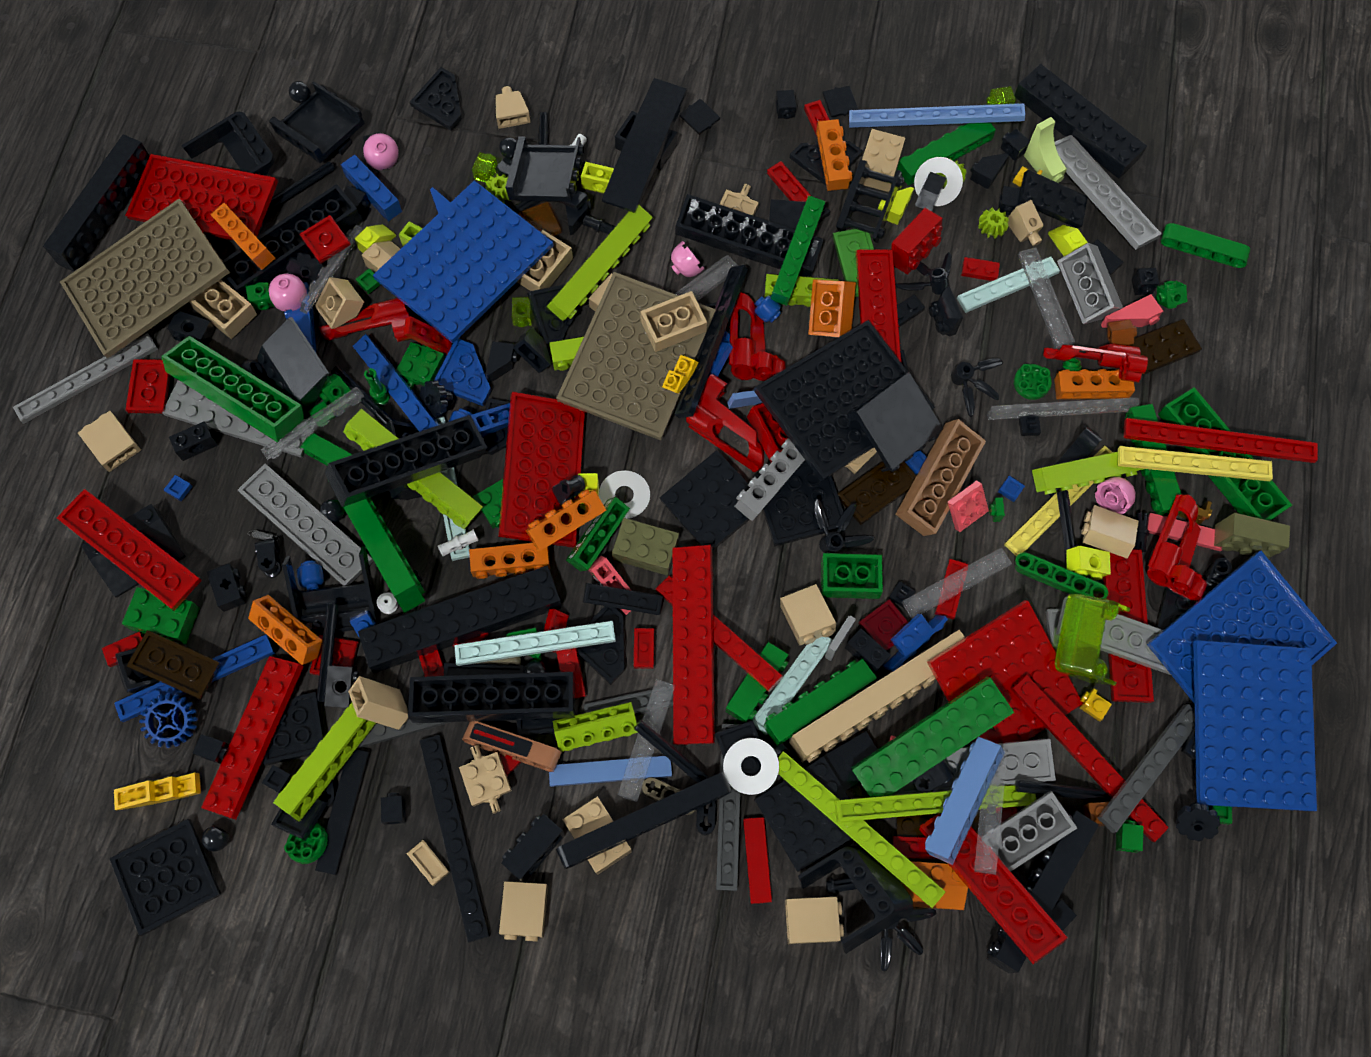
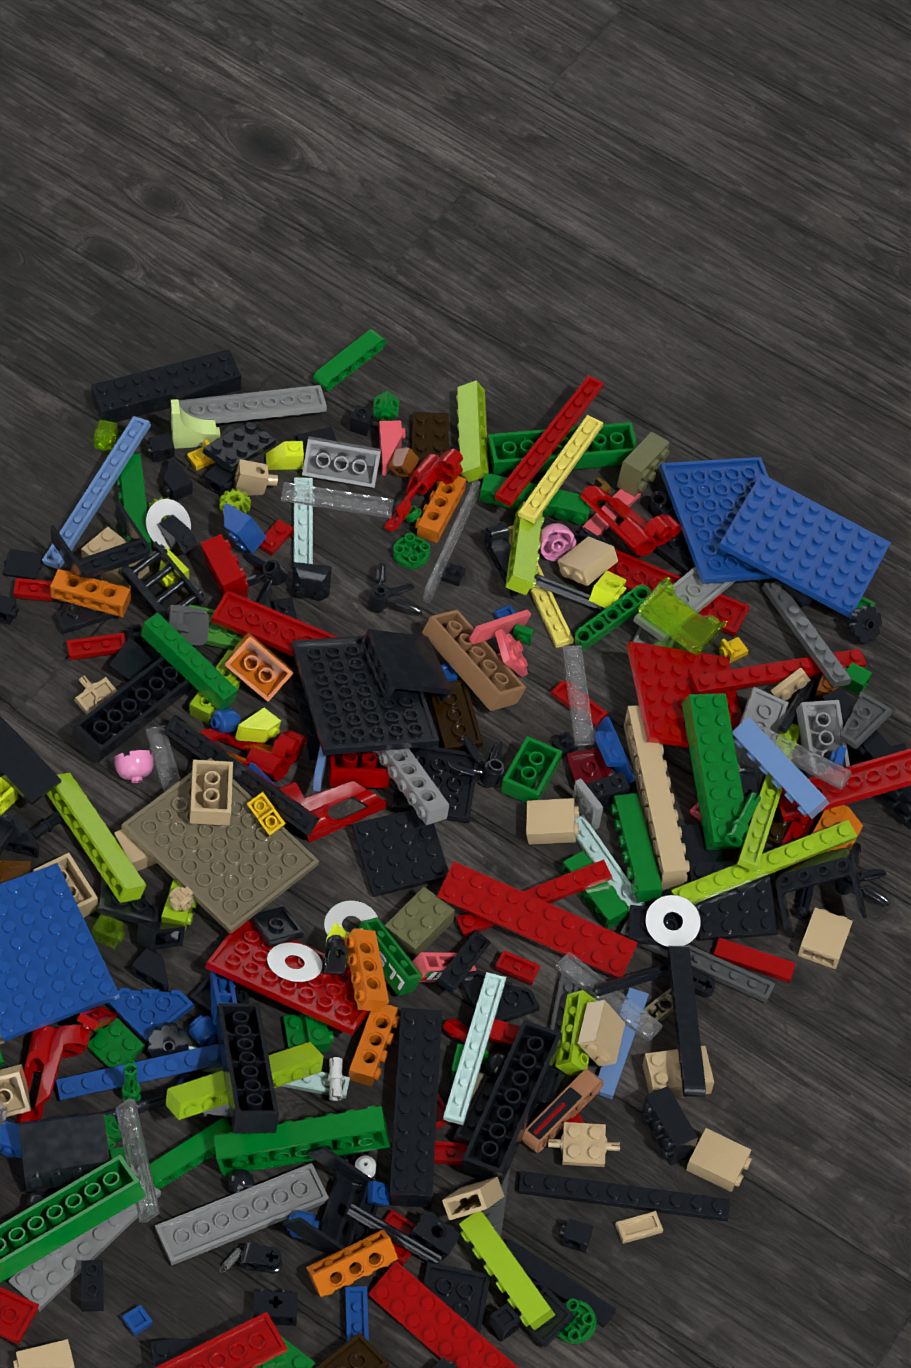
camera: 70 degrees left, 15 degrees down
(553, 445) = (278, 954): none -> white sticker
(567, 347) = (181, 898): none -> tan gear
(586, 434) = (276, 926): none -> black tile
(598, 748) = (601, 1033): none -> tan brick
(775, 336) = (259, 727): none -> neon yellow slope
(839, 236) = (190, 623): none -> dark grey piece
(866, 148) = (108, 559): none -> black windscreen
(877, 787) = (740, 825): none -> green pin
(965, 235) = (242, 529): none -> blue slope
(989, 484) = (508, 623): none -> coral tile
(1010, 852) = (838, 755): none -> blue plate
(1071, 864) = (864, 720): none -> dark grey wing
(1081, 775) = (791, 684): none -> tan plate
(1193, 374) = (472, 430): none -> lime brick

